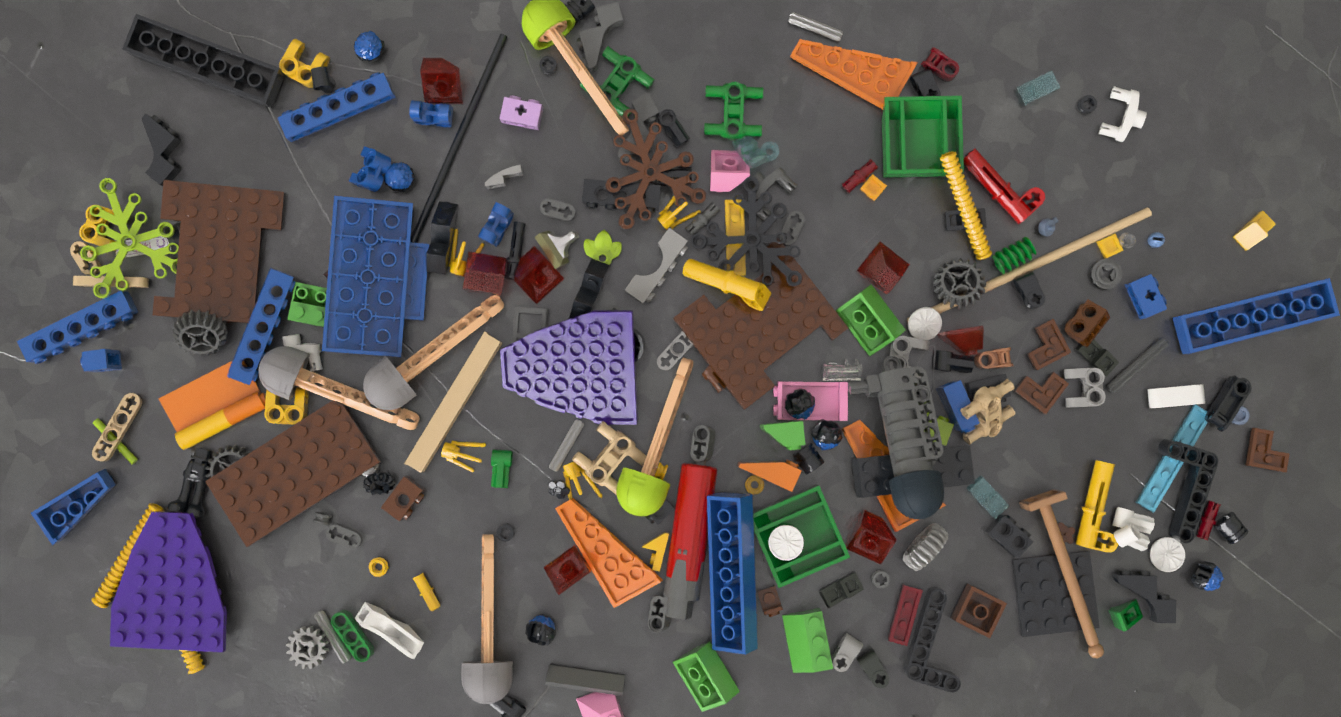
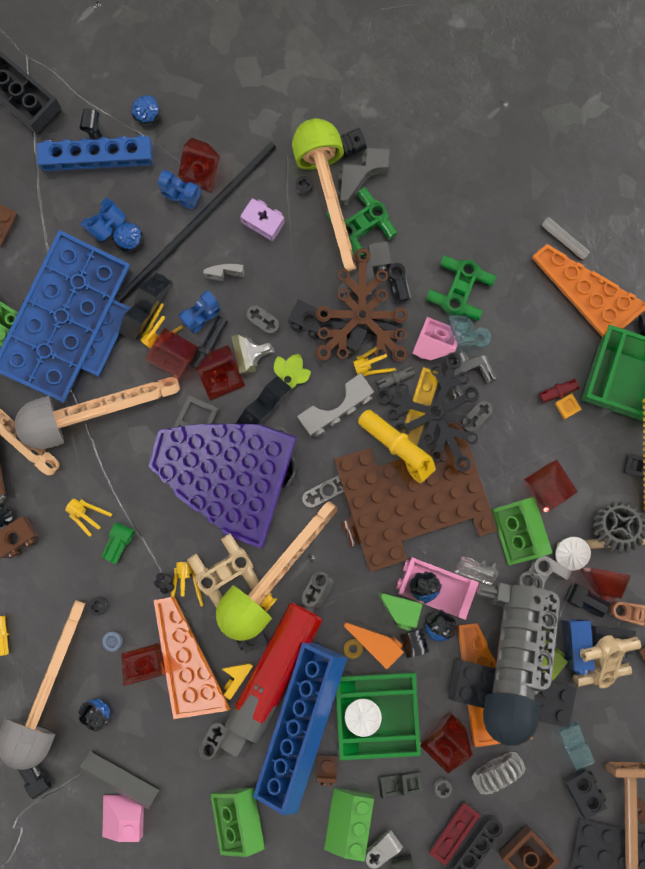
camera: 25 degrees right, 5 degrees down
(292, 56) = (73, 94): yellow piece -> none
(453, 402) = (96, 464): tan tile -> none
(531, 559) = (112, 641): none -> sand blue tile
(566, 445) = (187, 544): light grey axle -> none

